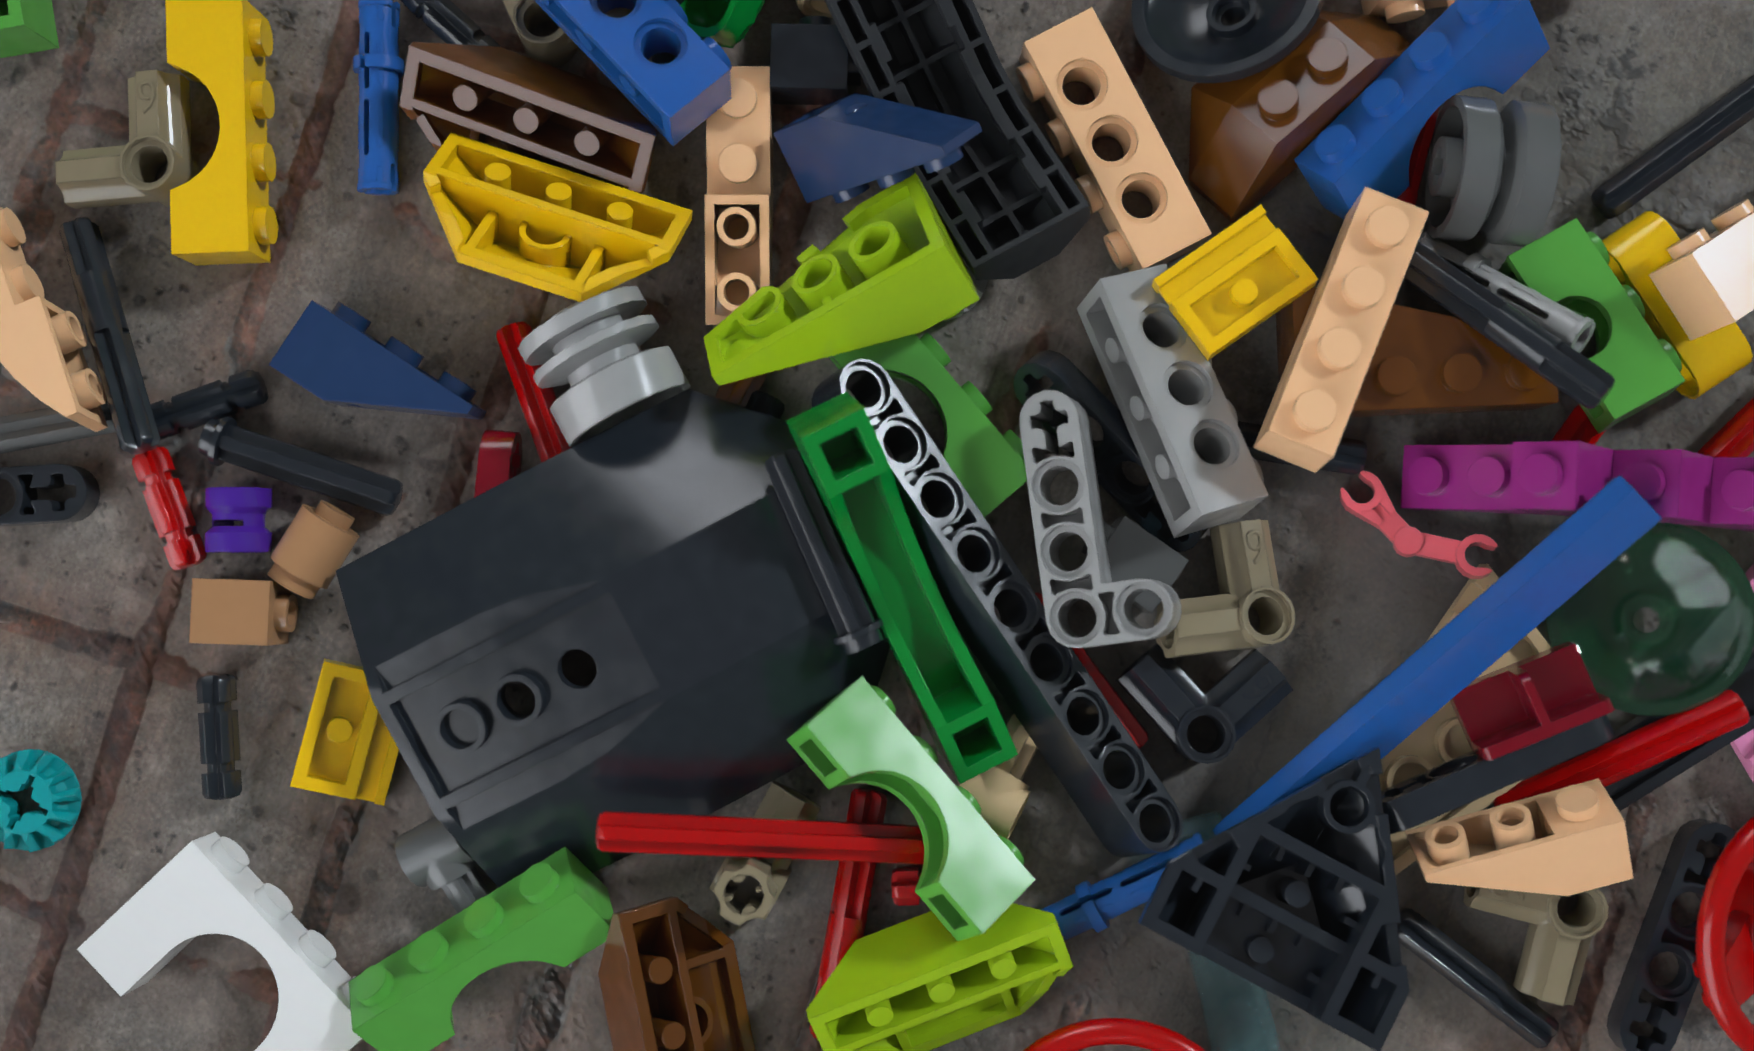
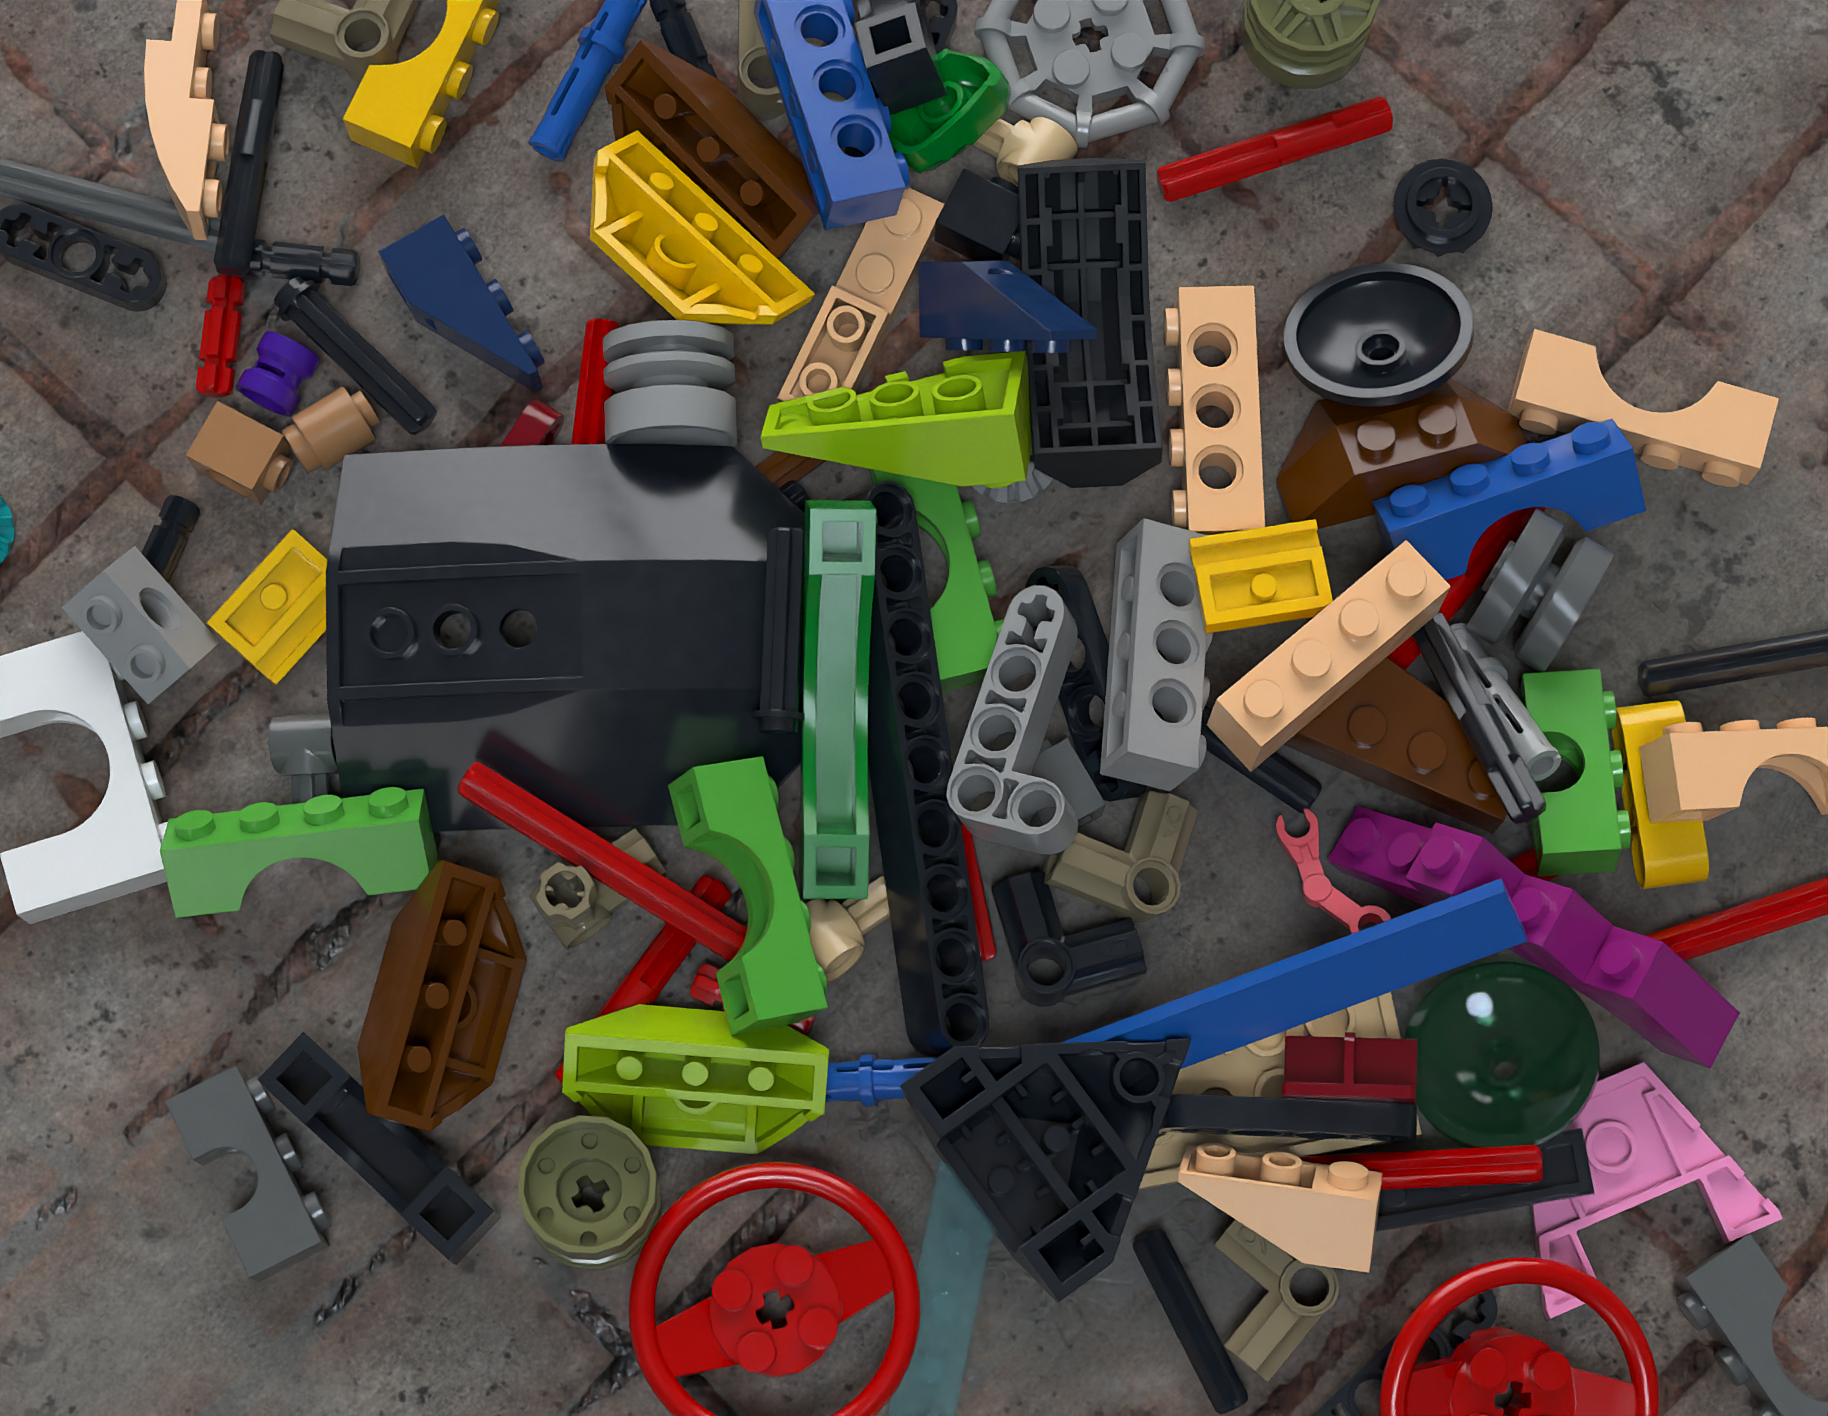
camera: 20 degrees right, 10 degrees down
(229, 821) = (140, 624): none -> light grey brick

